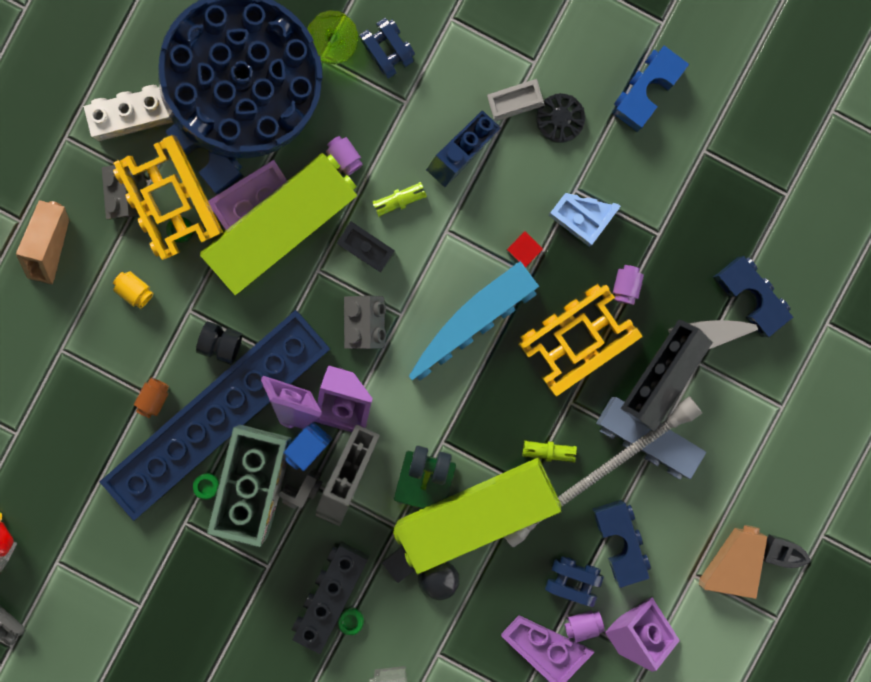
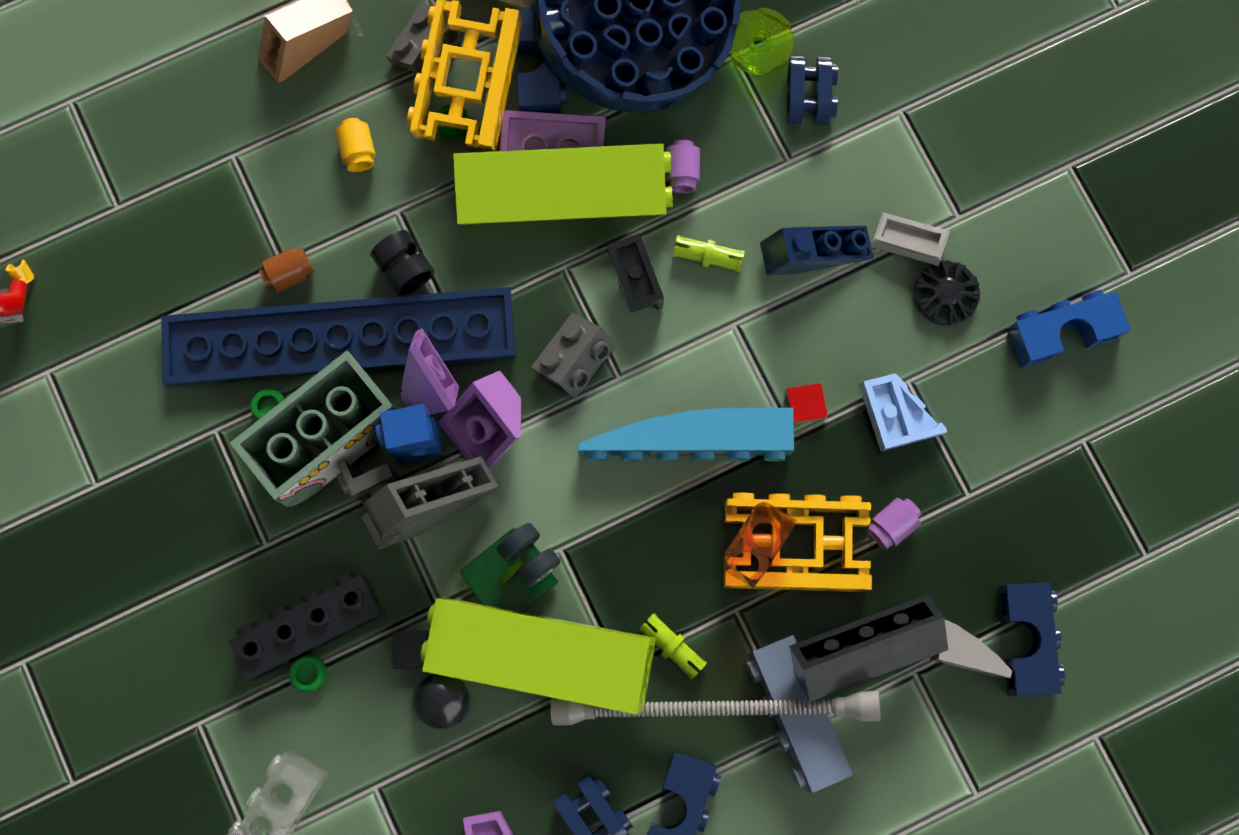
camera: 40 degrees right, 10 degrees down
(552, 362) = (761, 513): none -> clear orange piece

